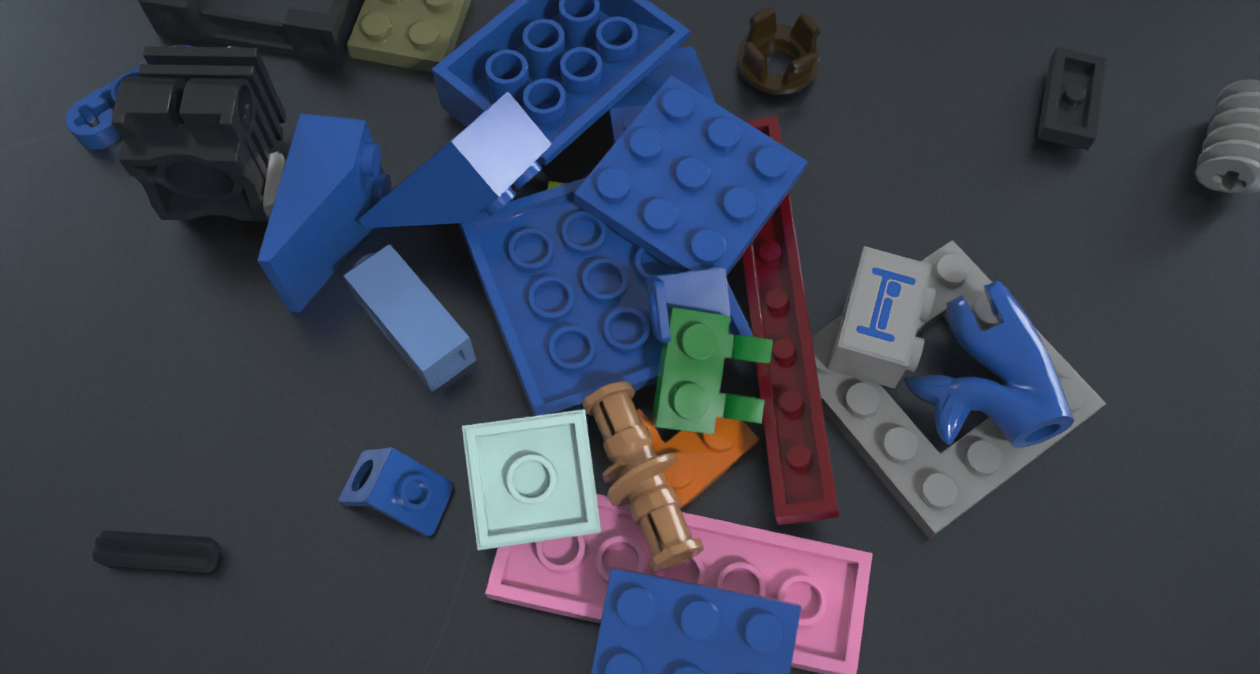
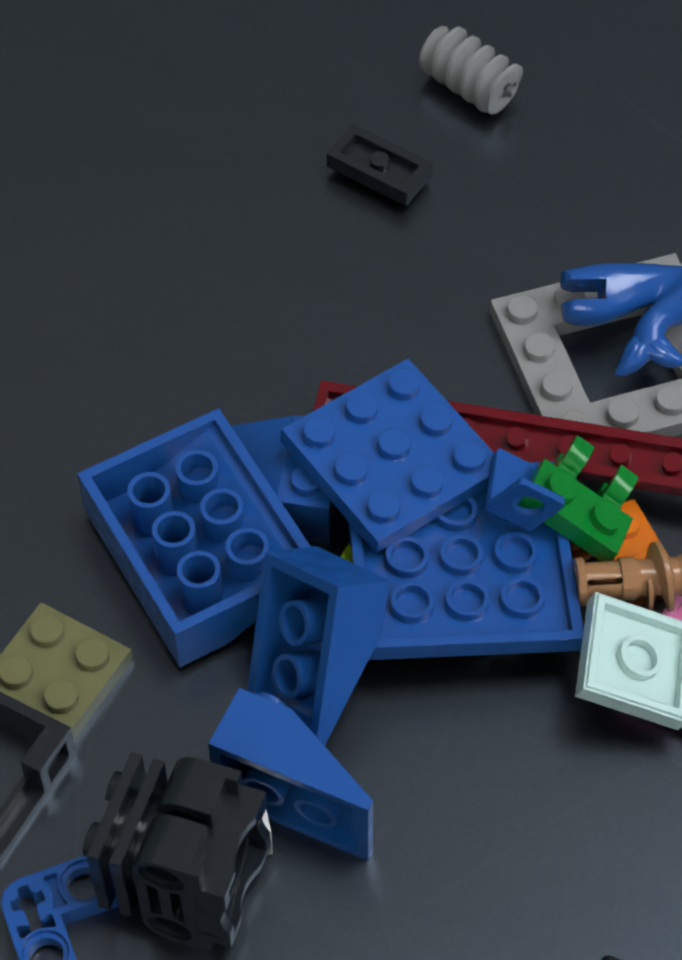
camera: 70 degrees left, 10 degrees down
(399, 489) = (604, 785): blue bracket -> none
(410, 317) = (425, 739): medium blue brick -> none
(767, 38) = (236, 344): dark brown piece -> none
(882, 318) = (564, 365): light grey brick -> none

